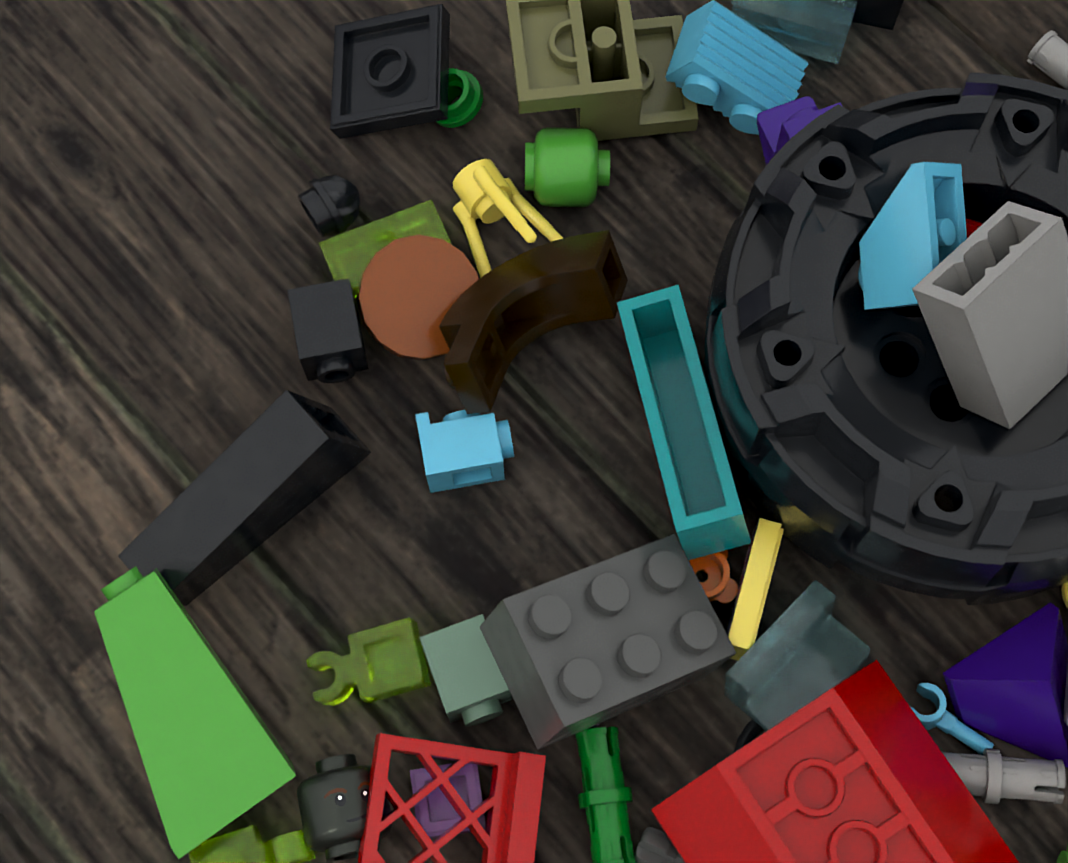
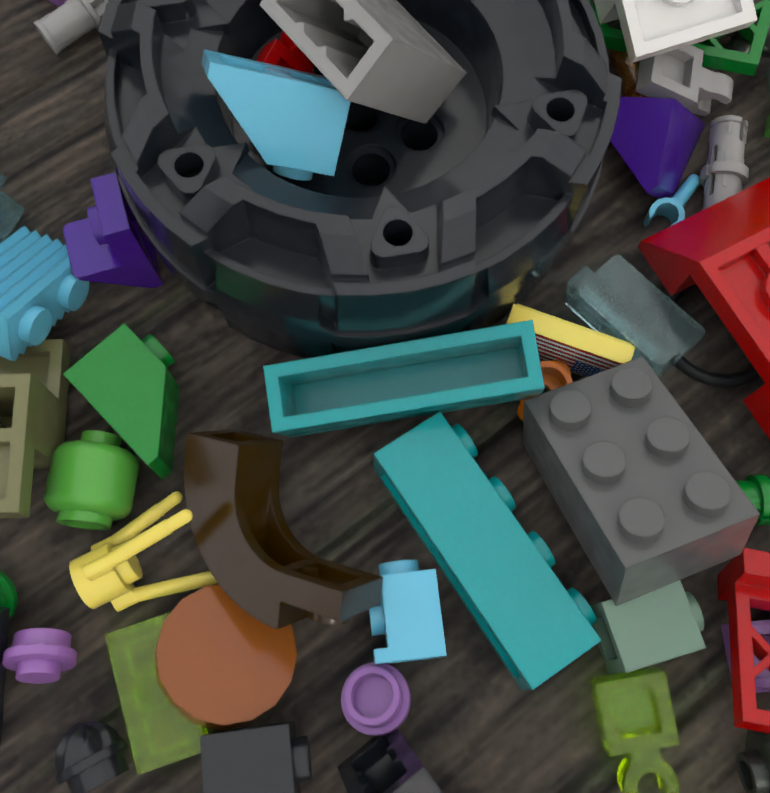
camera: 90 degrees left, 0 degrees up
(388, 430) = (375, 699): none -> medium lavender plate
(410, 151) = (40, 655): none -> medium lavender plate
(531, 513) = (486, 552): none -> teal brick
(649, 188) = (133, 393): none -> green slope

